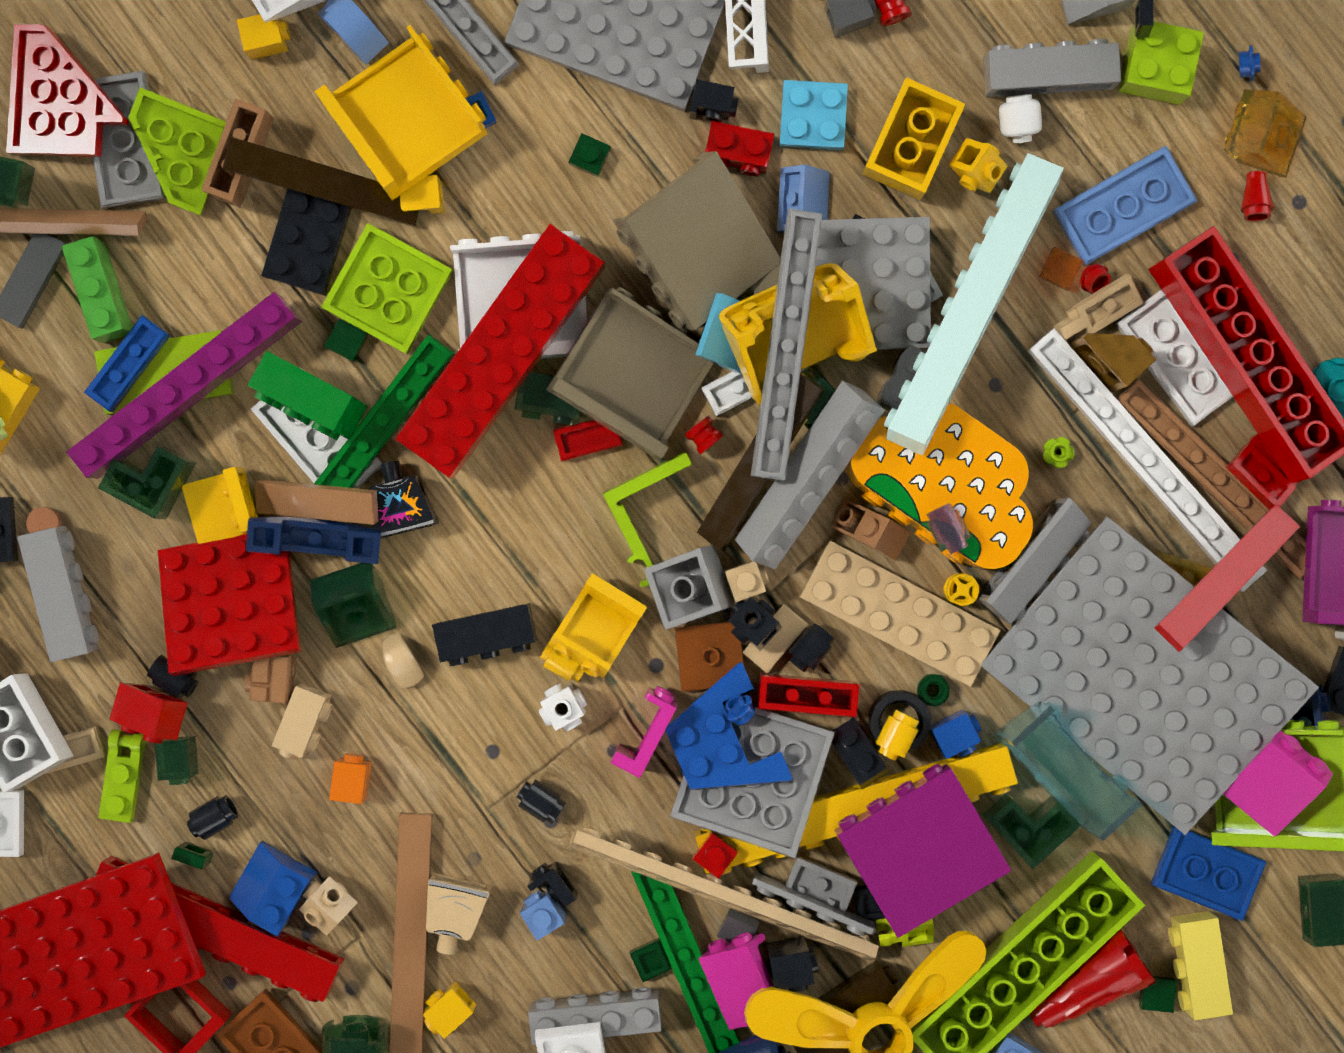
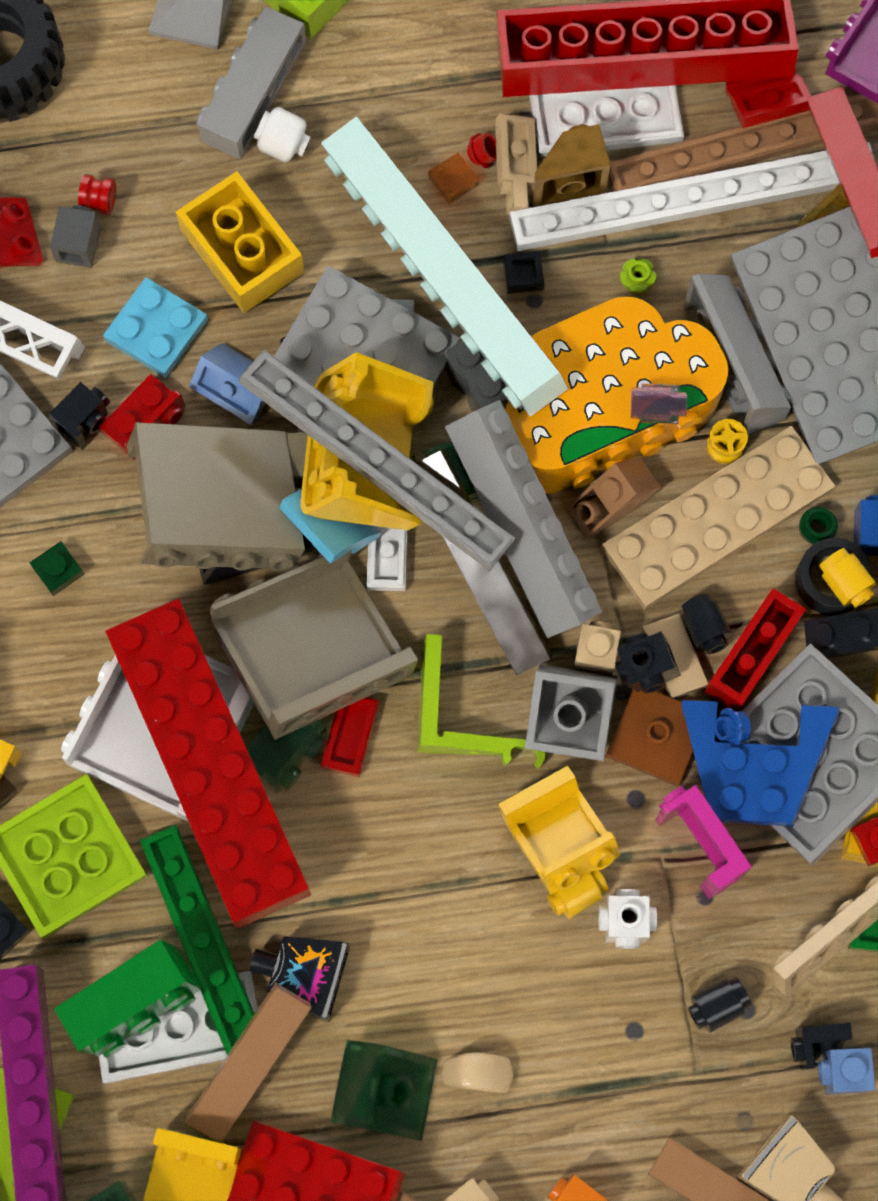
camera: 60 degrees left, 15 degrees down
(313, 536) = (287, 1085): dark blue slope -> none
(346, 340) = (92, 934): dark green tile -> none
(485, 634) = (500, 960): black brick -> none
(704, 434) = (418, 609): red wheel -> none
(978, 165) = (304, 196): yellow brick -> none
(1013, 364) = (523, 272): none -> black tile
(1124, 205) = (427, 88): medium blue tile -> none

